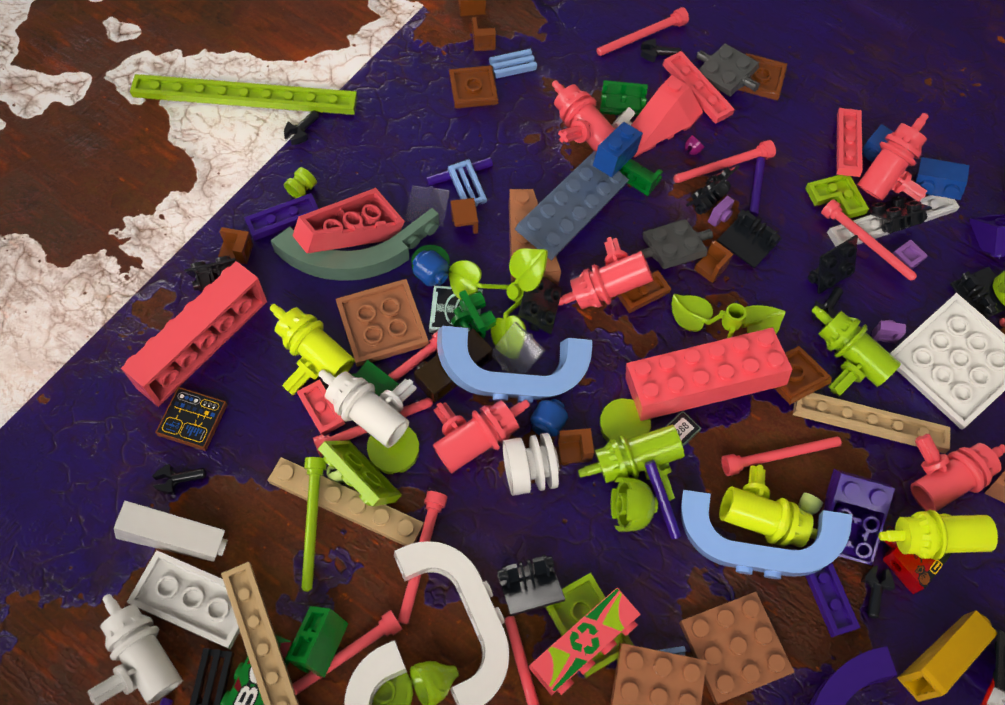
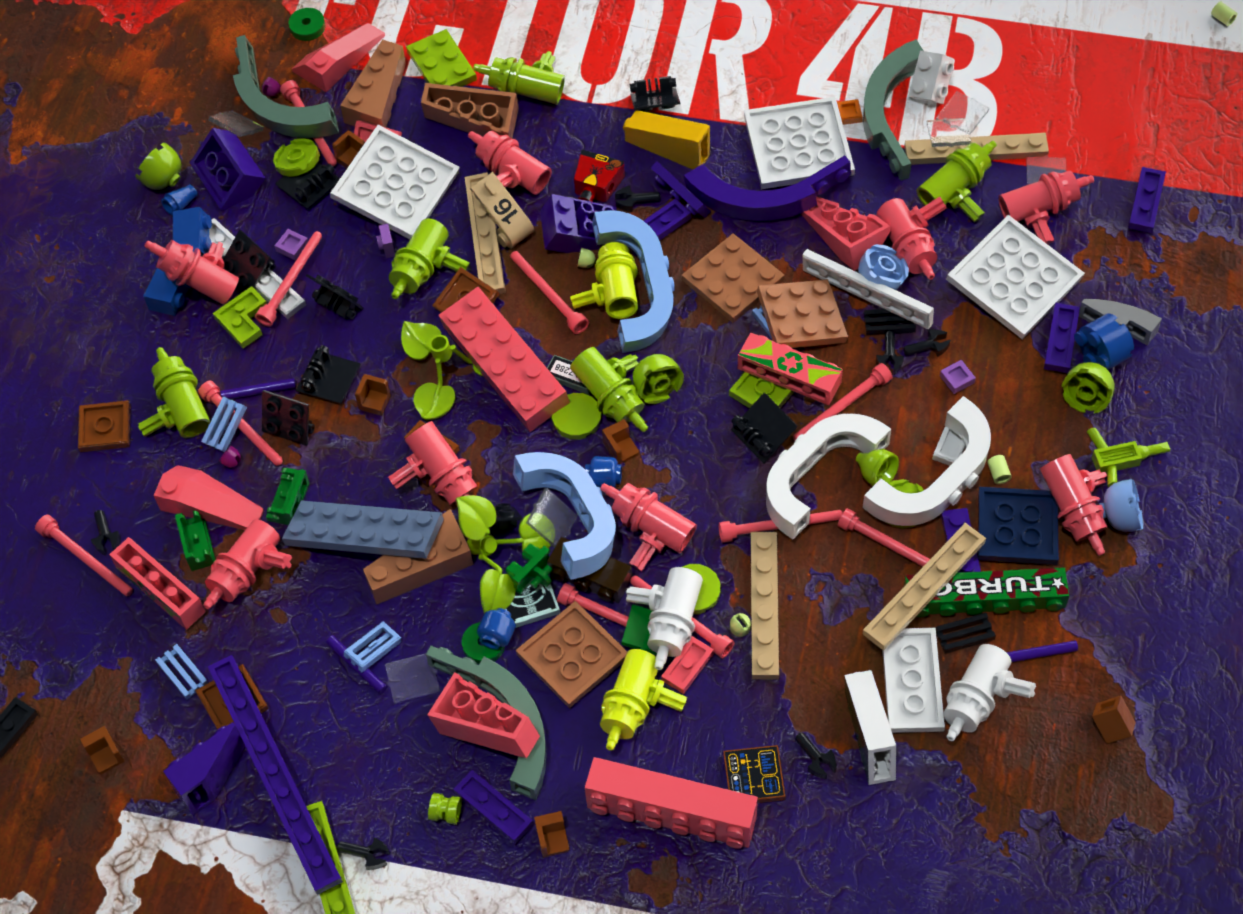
camera: 105 degrees left, 5 degrees down
(202, 271) = (592, 830): black hinge -> none
(315, 468) = (751, 630): lime piece -> none
(317, 641) = (892, 562): green hinge -> none
(359, 473) = (736, 592): lime plate -> none
(389, 82) = (275, 775): none -> dark purple plate
(415, 42) = (204, 770): none -> dark purple slope
(464, 213) = (414, 627): dark orange panel -> none
(483, 38) = (154, 718): dark orange panel -> none
(530, 464) = (659, 462): white wheel -> none
(593, 60) = (157, 583): none -> coral brick
(617, 149) = (284, 505): blue brick -> none
(624, 117) = (227, 530): white plate -> none
(663, 500) = (637, 357): dark purple bar -> none
(675, 243) = (364, 435): dark grey plate -> none
(706, 94) = (146, 477): coral plate -> none
(721, 212) = (315, 409): medium lavender plate -> none
(727, 148) = (220, 422): none -> light blue tile
(729, 69) = (113, 455): dark grey plate -> none
(776, 122) = (177, 388): none -> lime piece
(829, 304) = (379, 295): black bar -> none
(849, 142) = (173, 320): coral plate -> none
(890, 437) = (504, 210): none -> tan door
(891, 633) = (679, 191): none -> dark purple plate
(934, 534) = (577, 153): neon yellow piece -> none
(989, 186) = (178, 199): none -> blue cone

